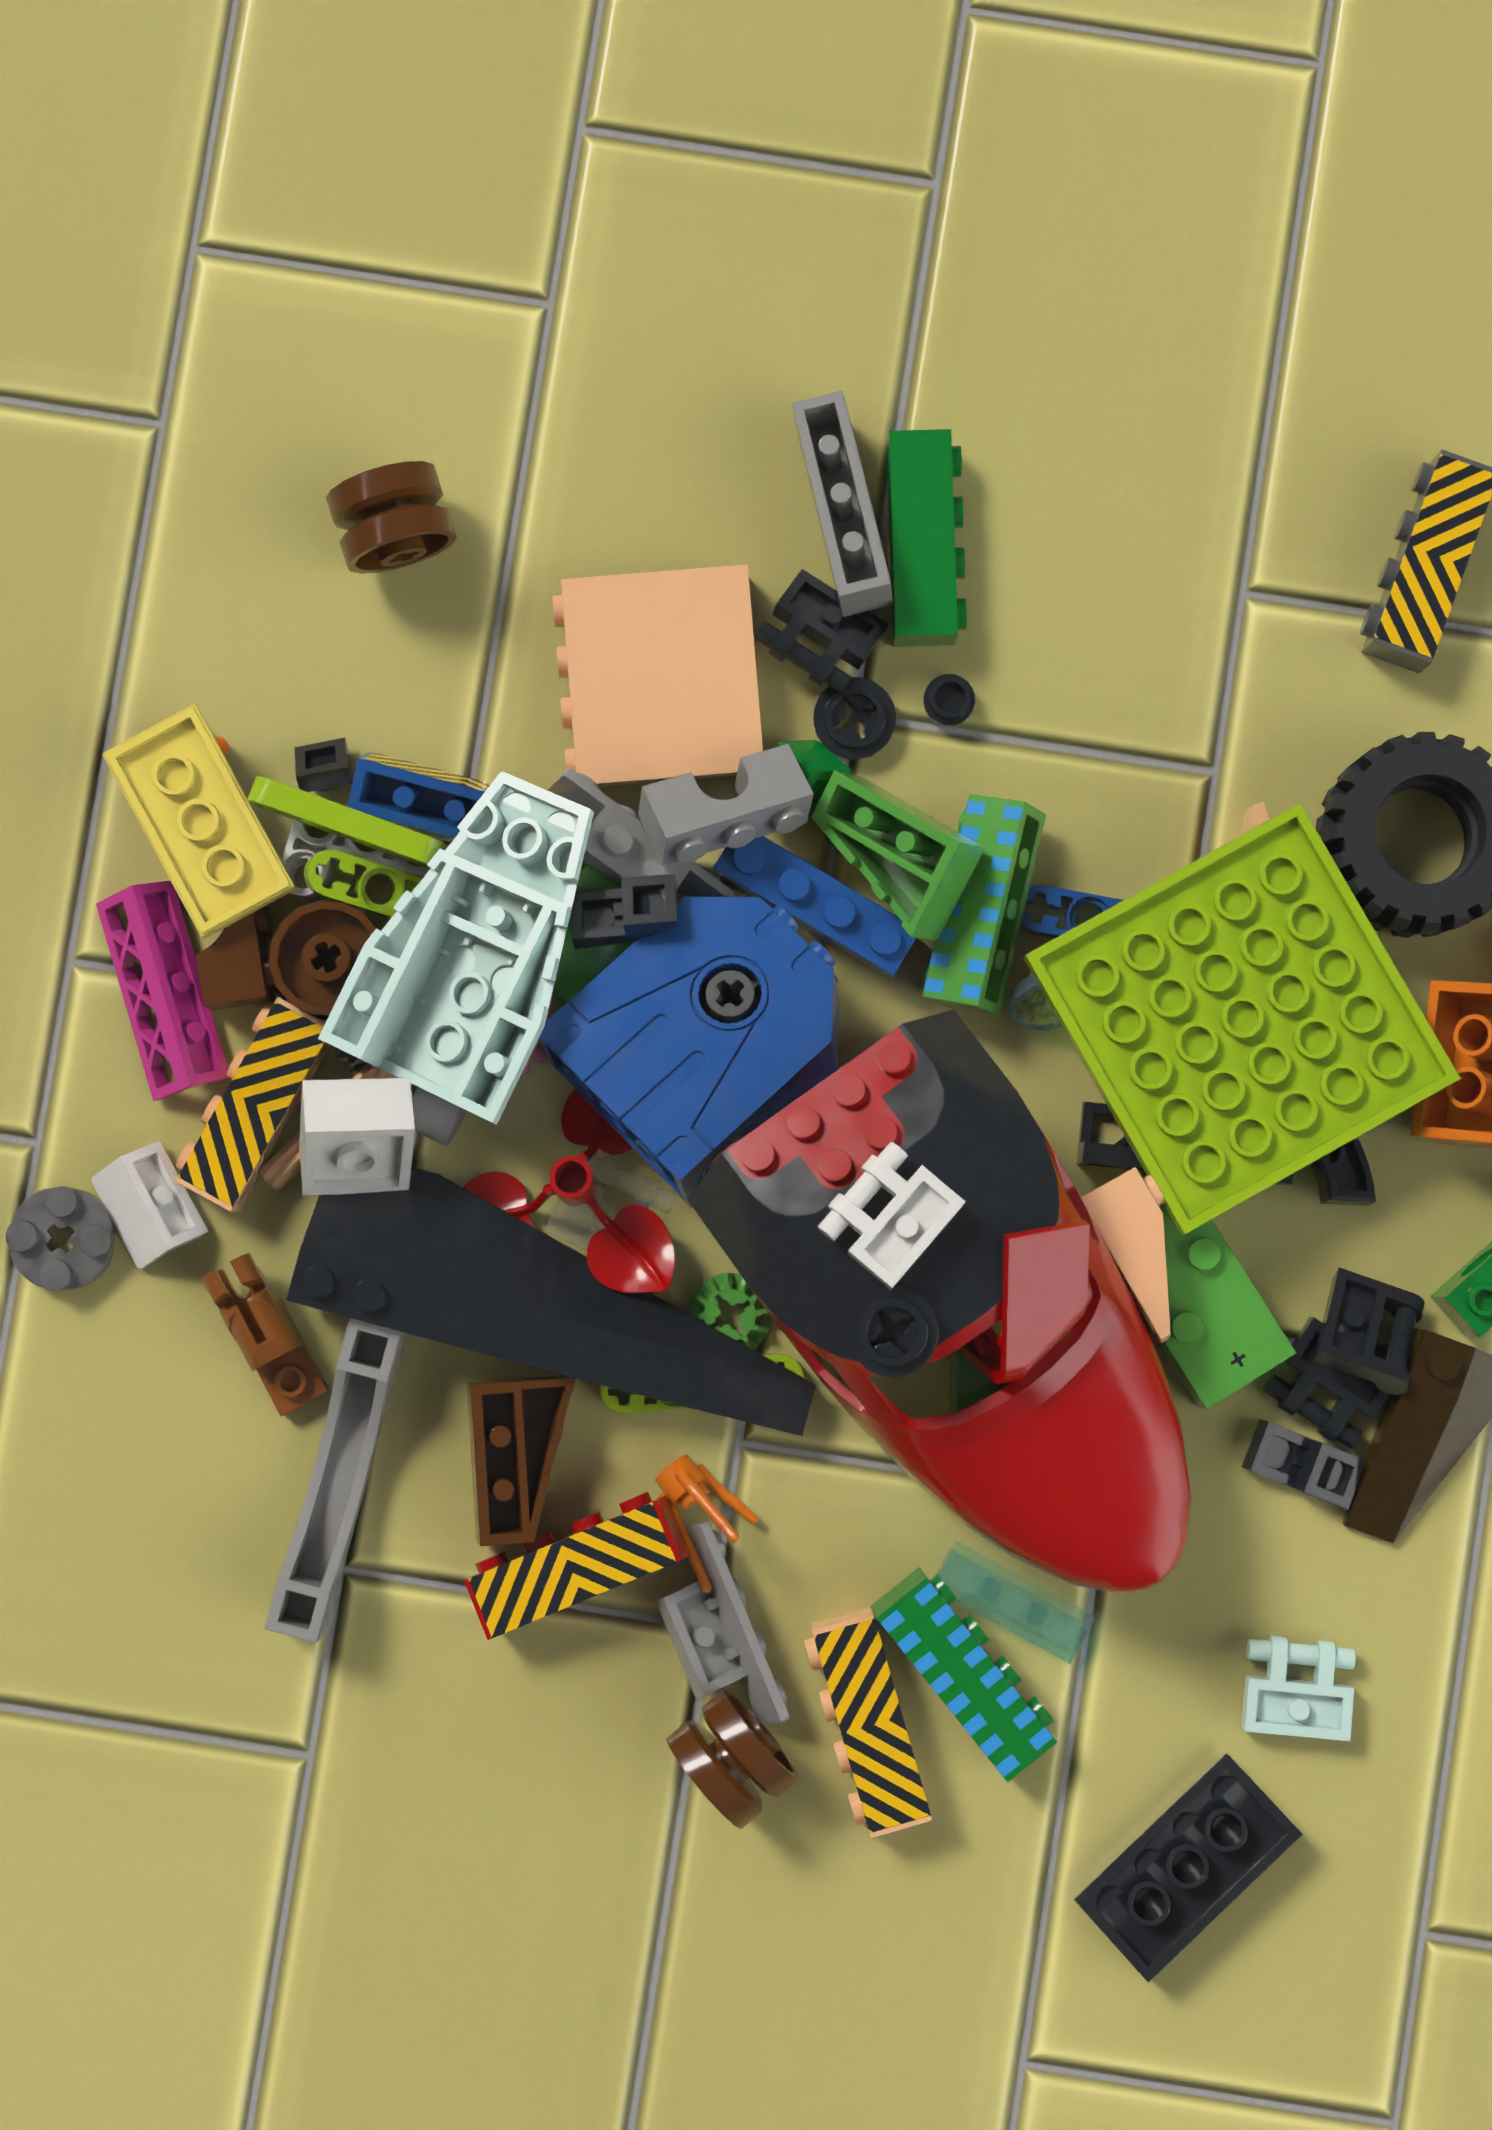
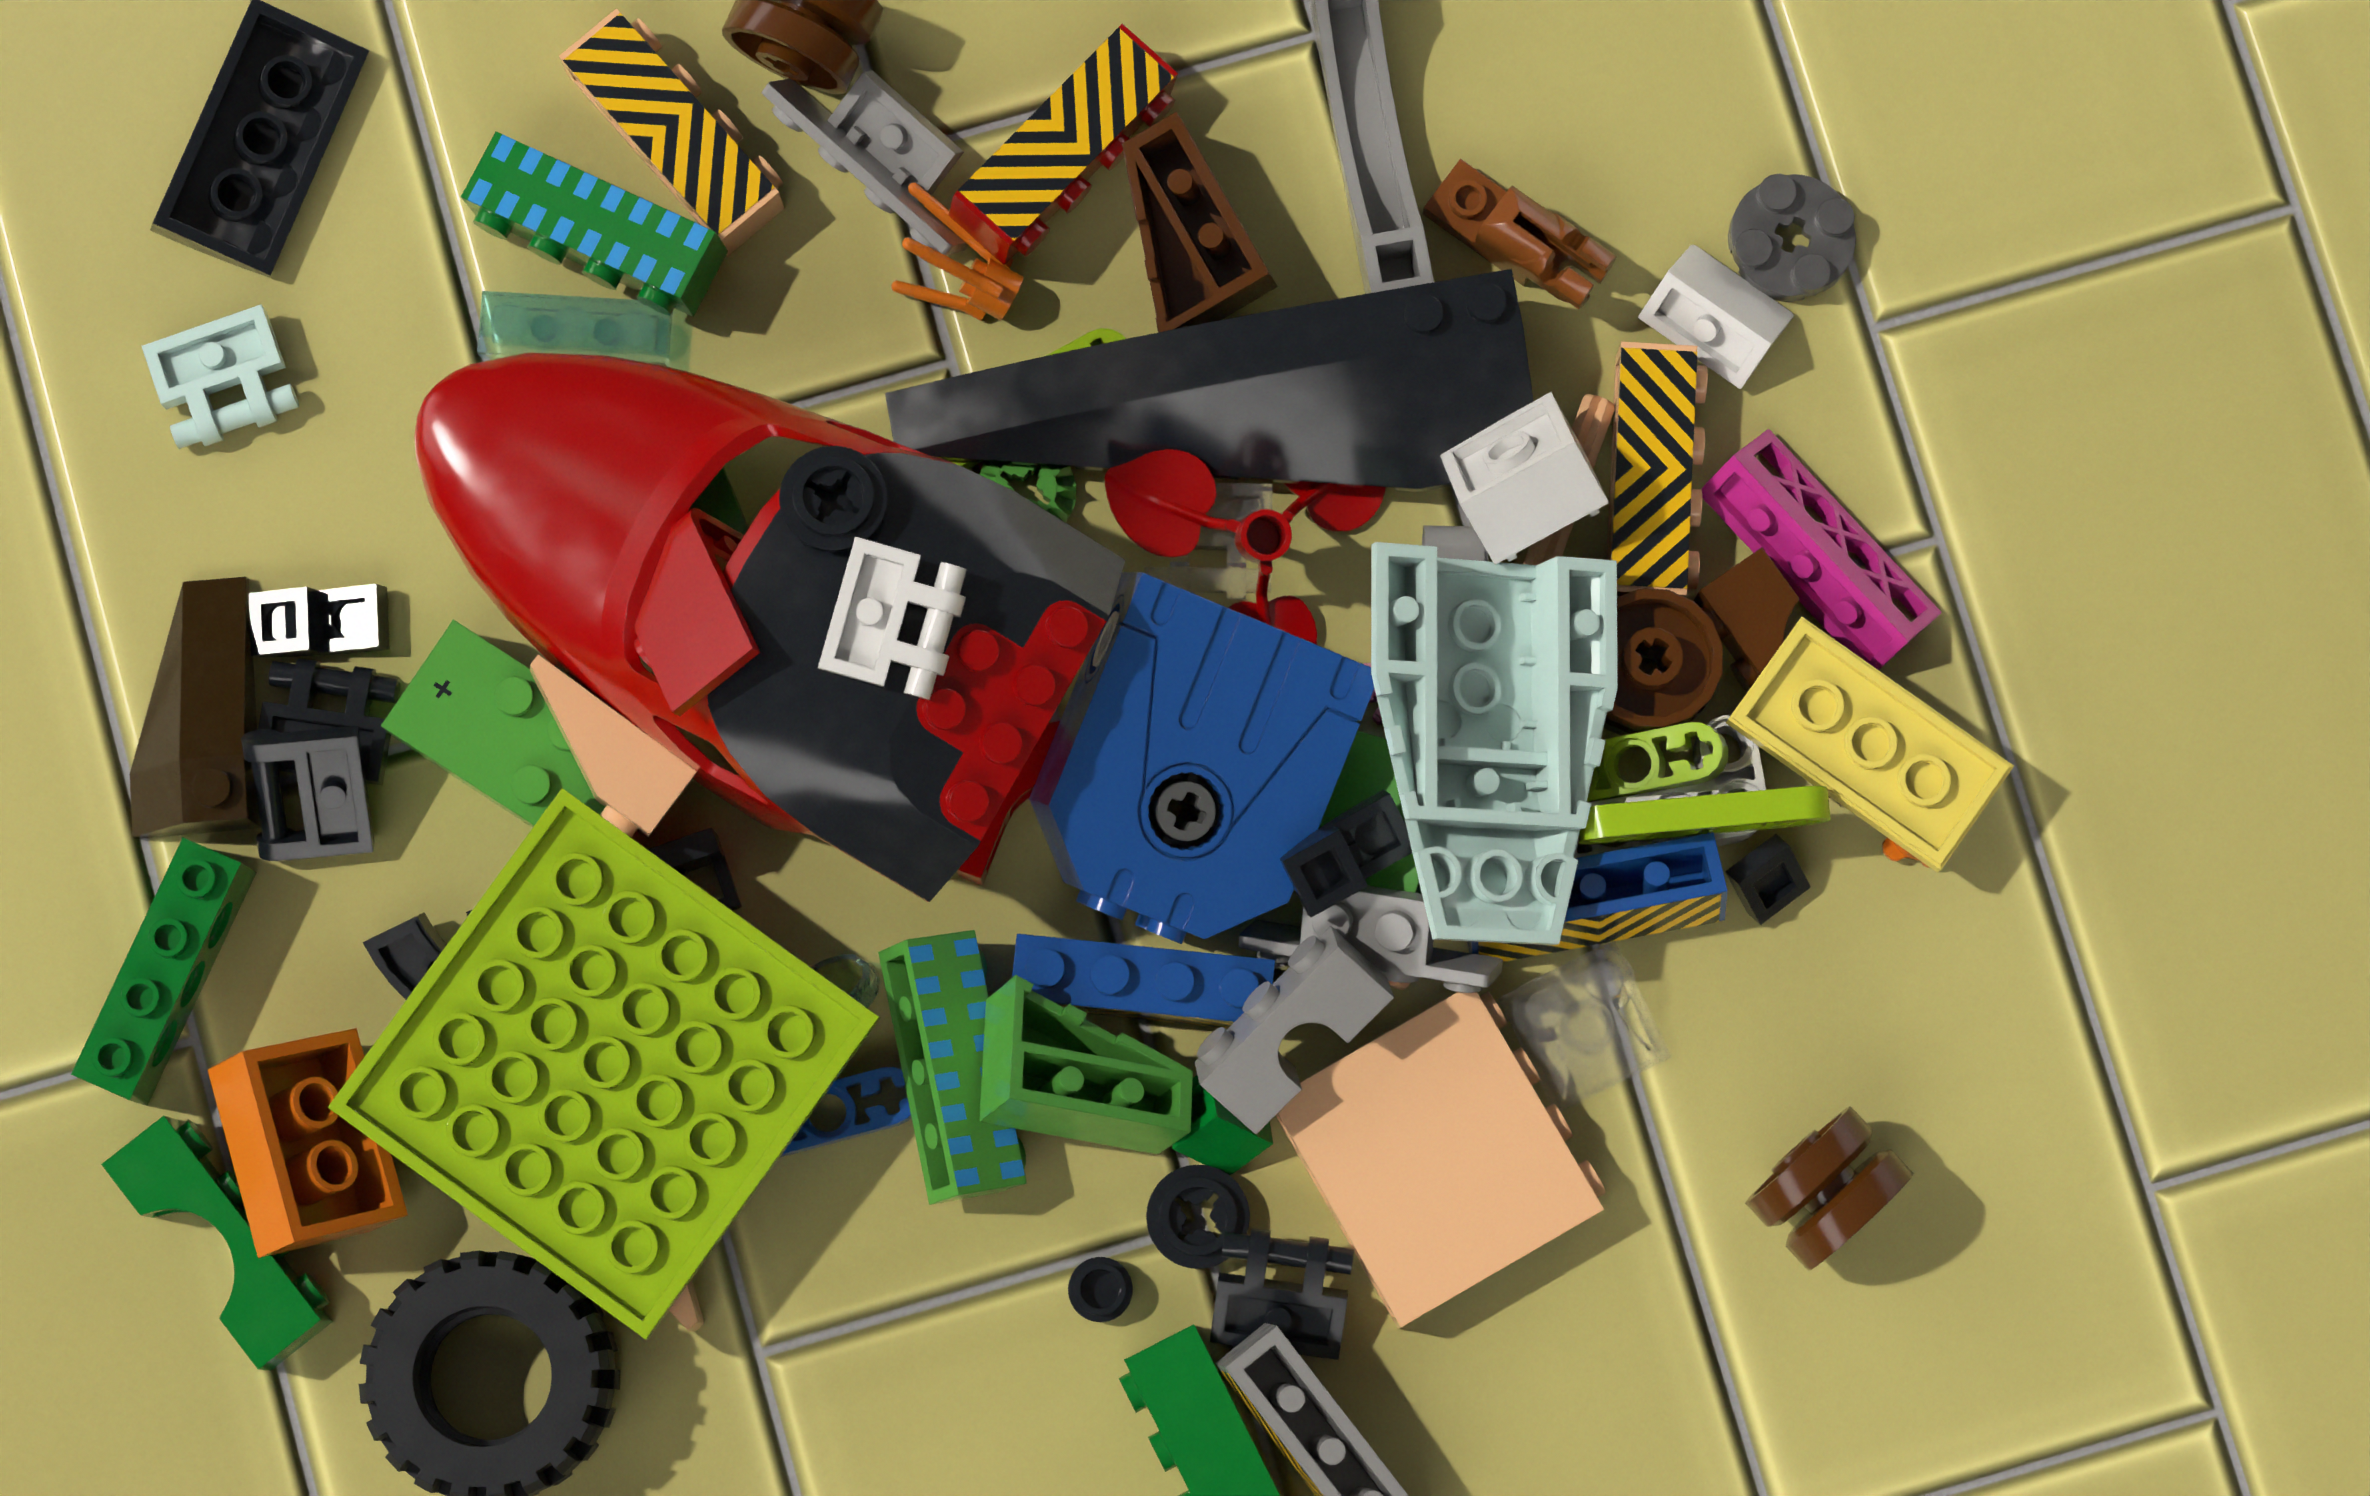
camera: 155 degrees right, 5 degrees down
(508, 724) = (1585, 1026): none -> clear slope

